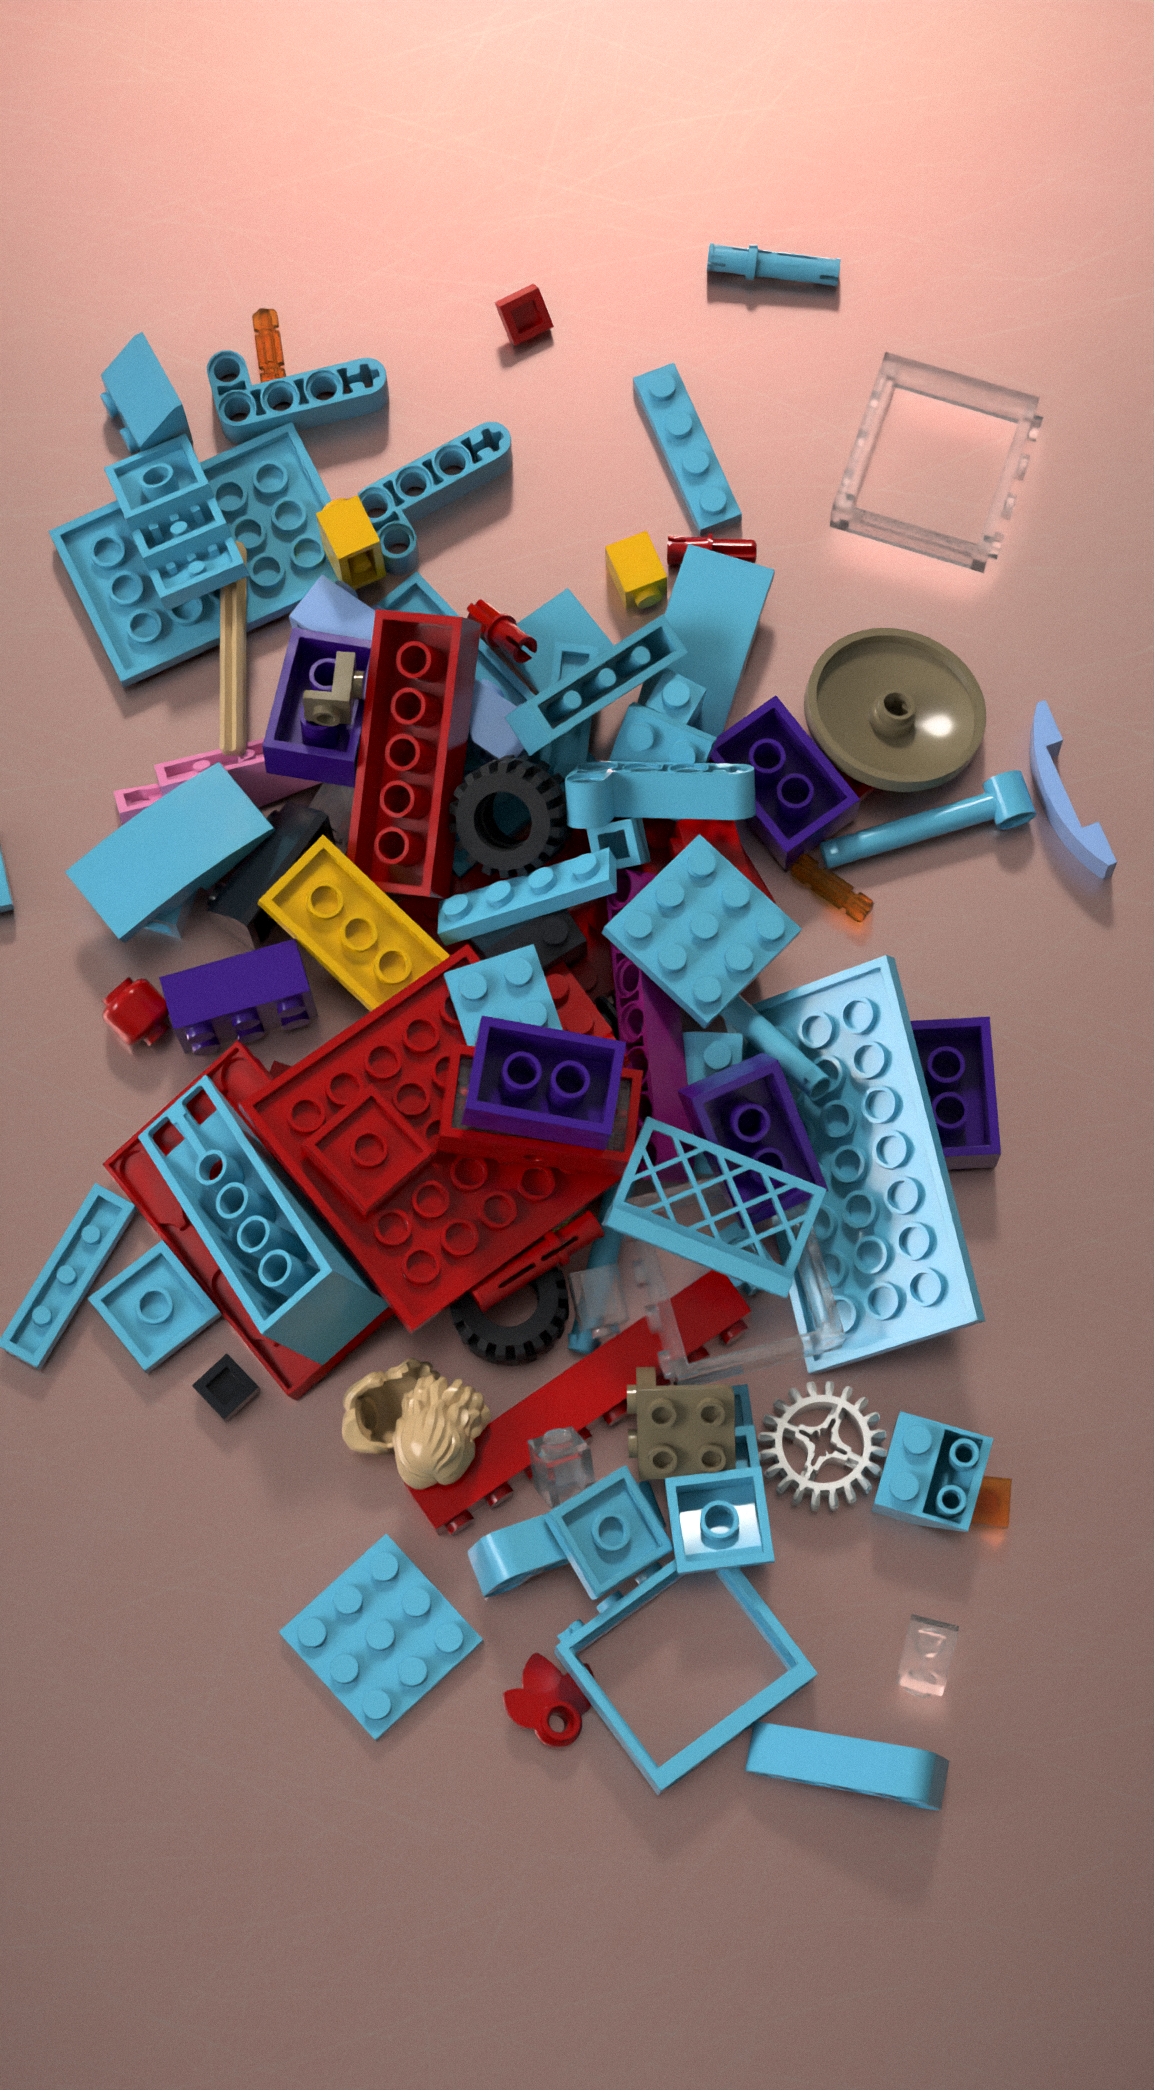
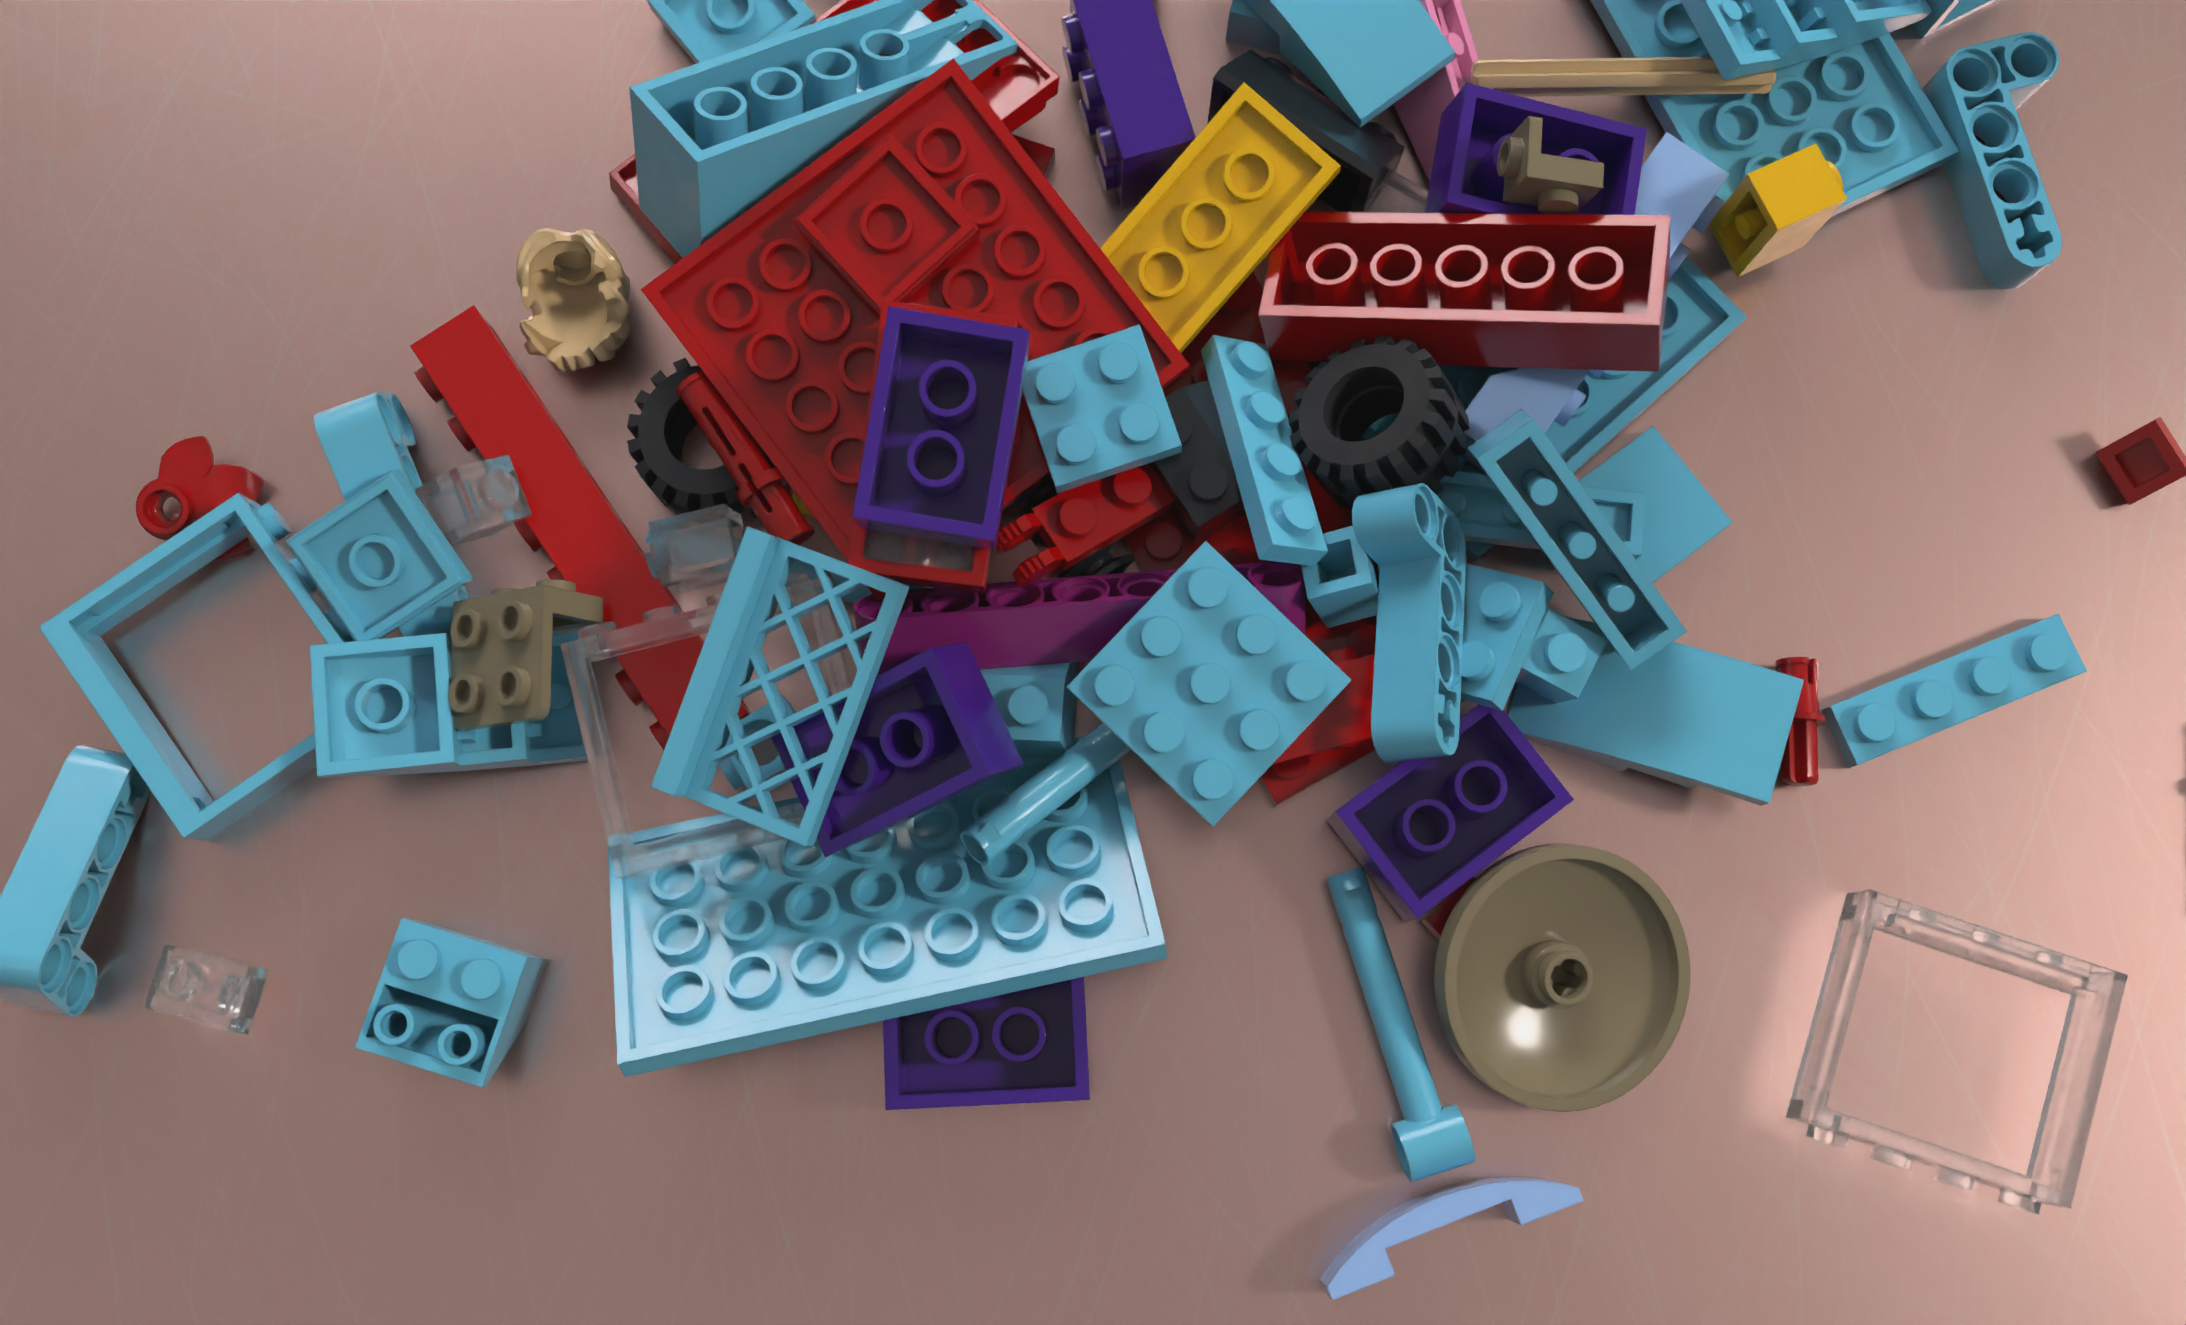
camera: 85 degrees right, 5 degrees up
(226, 1387) = (610, 96): black plate -> none
(268, 344) = (2074, 125): clear orange axle -> none
(381, 1637) = (300, 294): medium azure plate -> none
(438, 1431) = (526, 340): tan hair -> none
(439, 488) = (1864, 345): medium azure beam -> none
(502, 631) = (1661, 428): red axle -> none
(636, 571) = (1762, 614): yellow brick -> none
(802, 1438) = (489, 874): white gear -> none
(832, 888) = (1299, 884): clear orange axle -> none
(993, 1503) = (414, 1088): clear orange plate -> none

